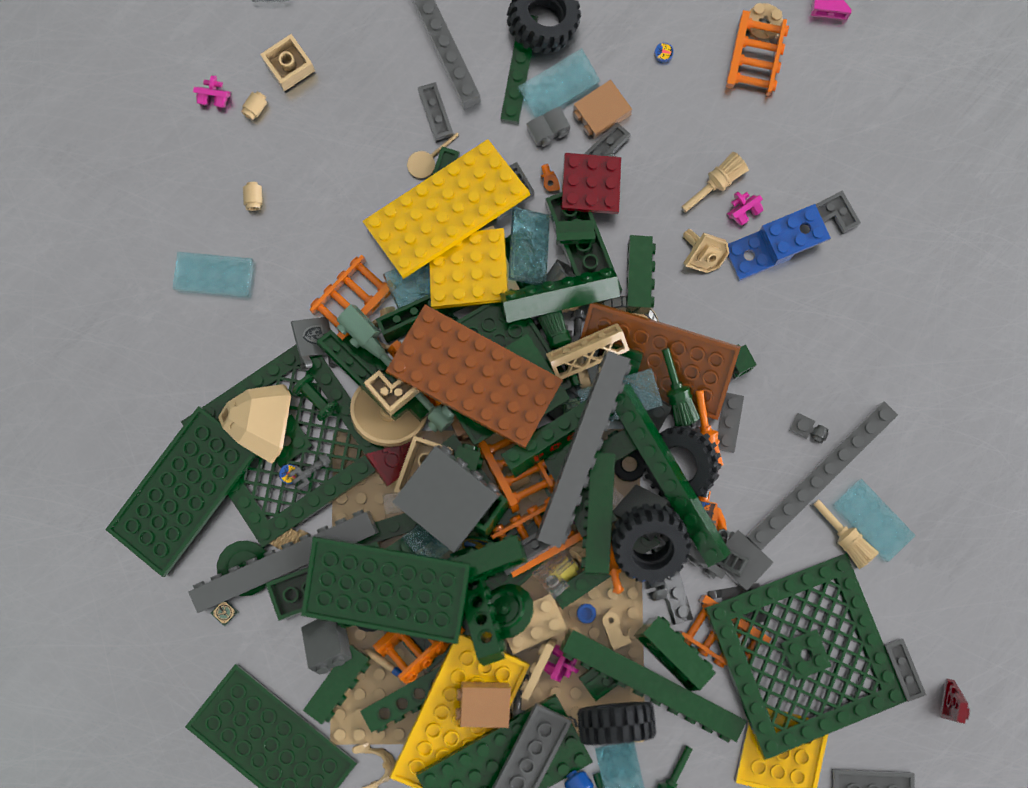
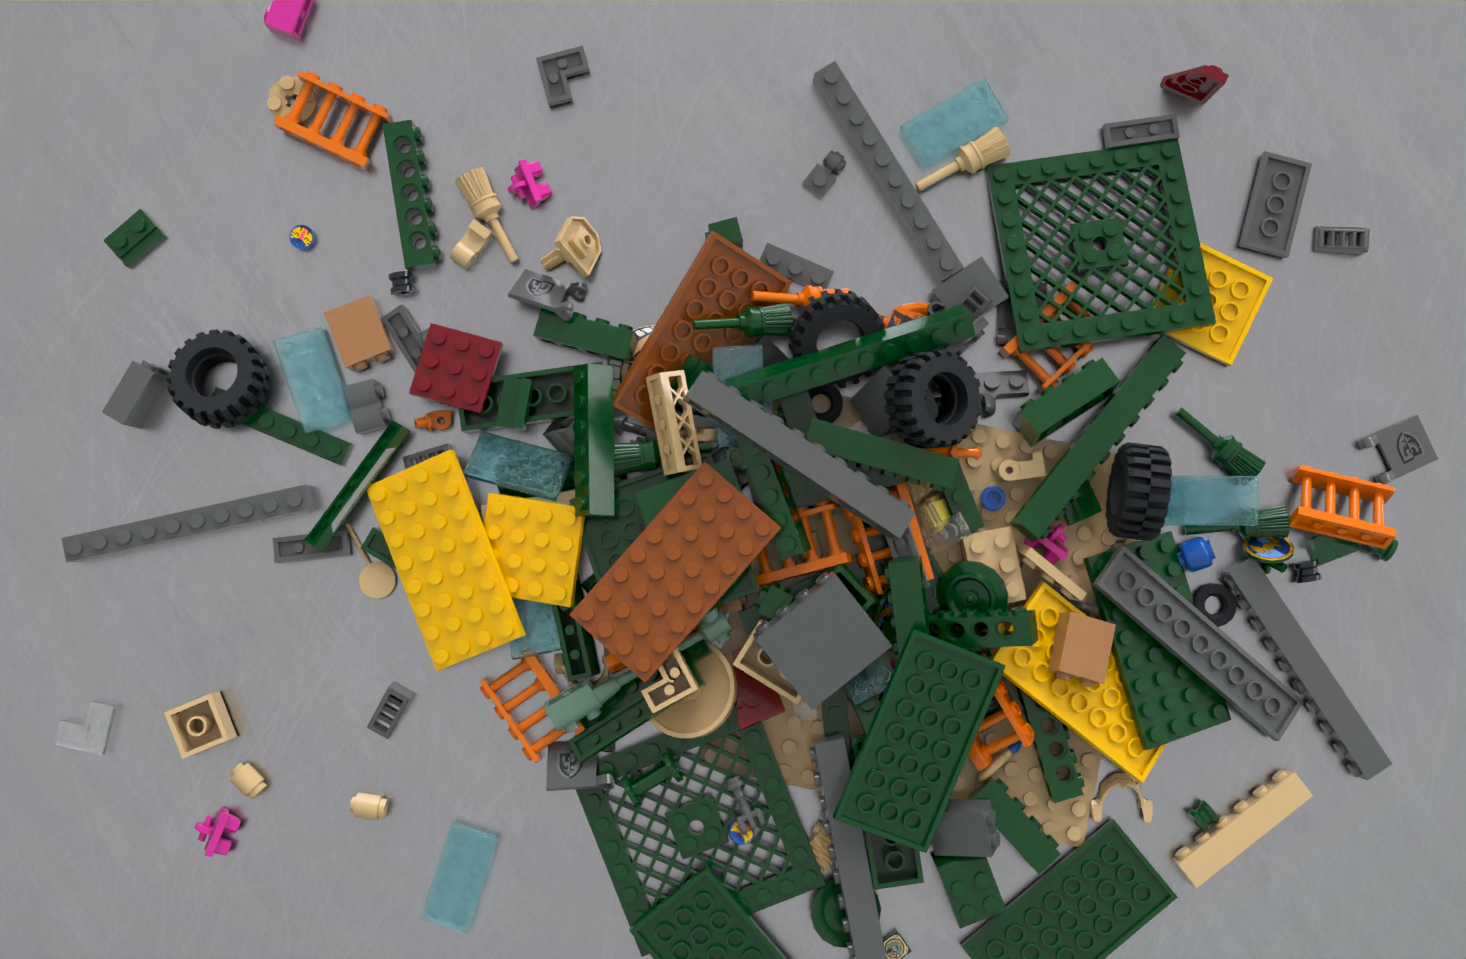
camera: 85 degrees left, 5 degrees up
(258, 419) = (665, 857): tan brick -> none
(281, 659) = (969, 888): none -> dark green brick
(338, 198) = (398, 696): none -> dark grey slope
(489, 133) = (355, 487): none -> dark green plate
(647, 131) = (401, 283): none -> black wheel
(665, 238) = (547, 292): none -> dark grey flag
(688, 175) = (471, 244): none -> tan leg
(756, 101) = (395, 136): none -> dark green brick
(777, 242) = (584, 153): blue bracket -> none

